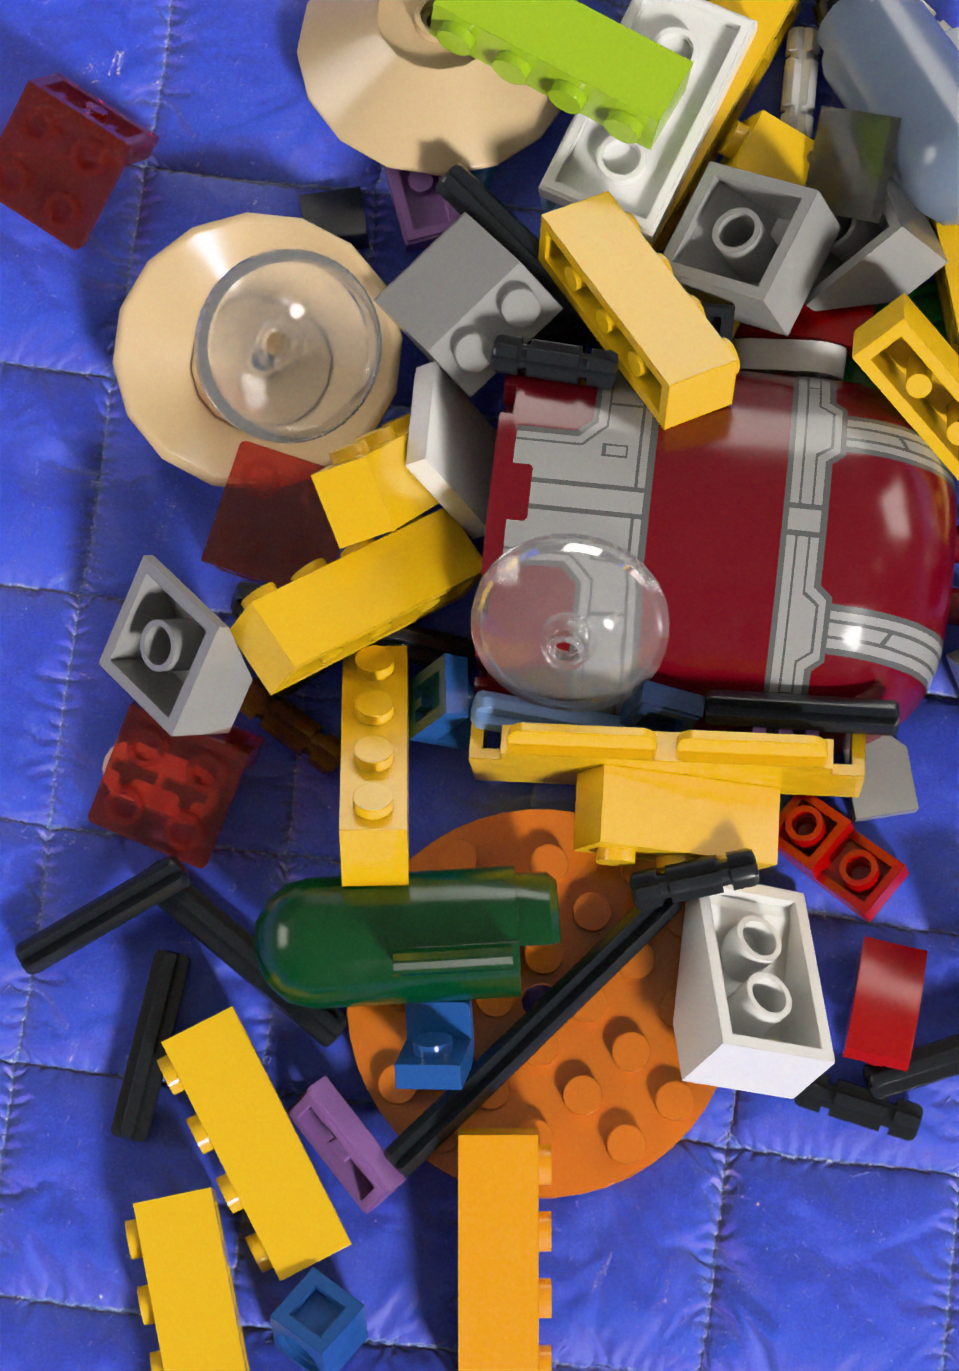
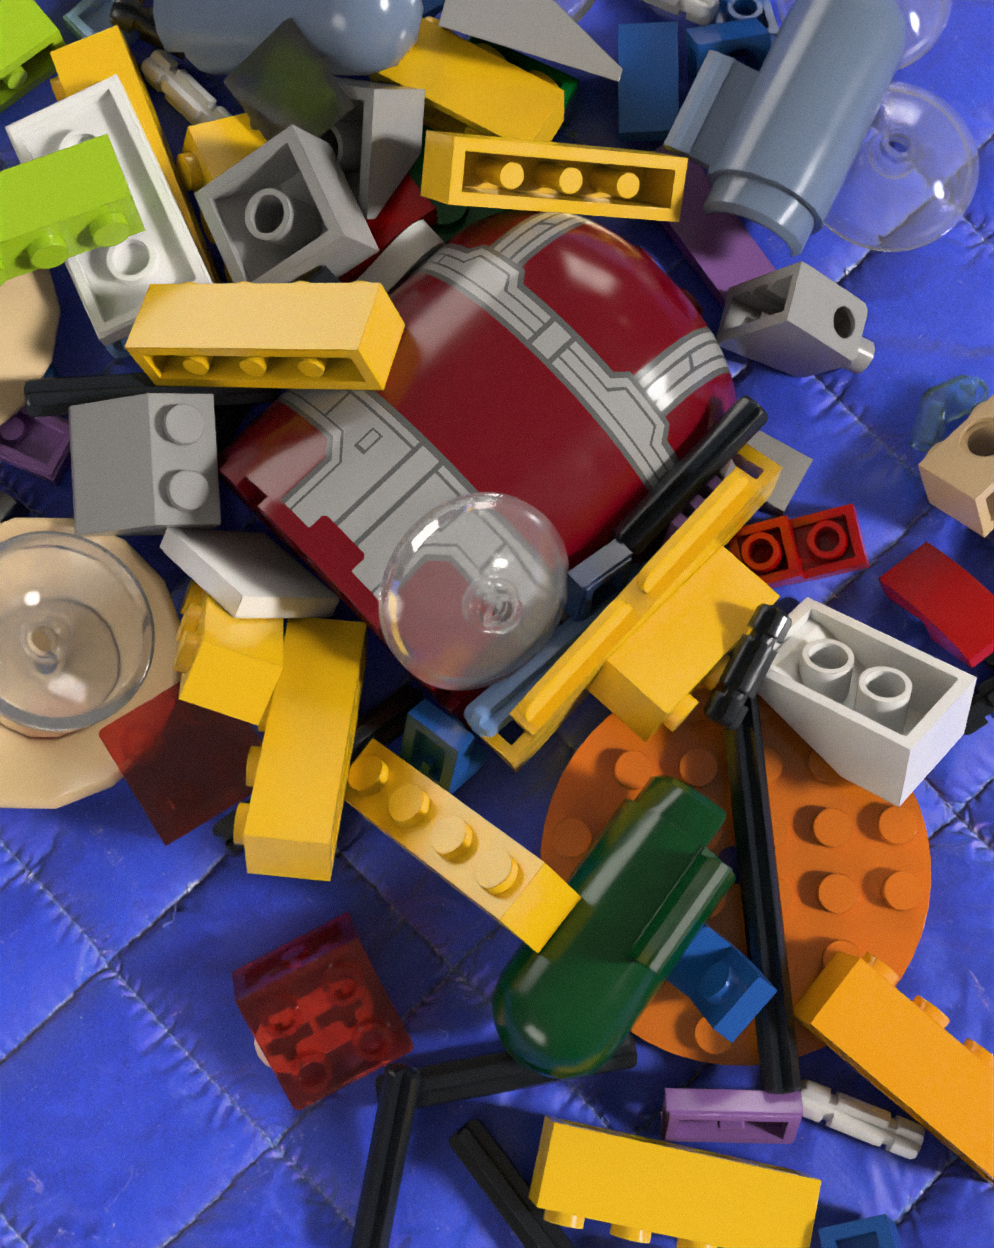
camera: 50 degrees left, 0 degrees up
(175, 655) = (227, 931): light grey slope -> none
(292, 728) = (357, 883): reddish brown axle -> none
(423, 1248) = (861, 1120): none -> white axle
(554, 361) = (251, 432): black axle -> none

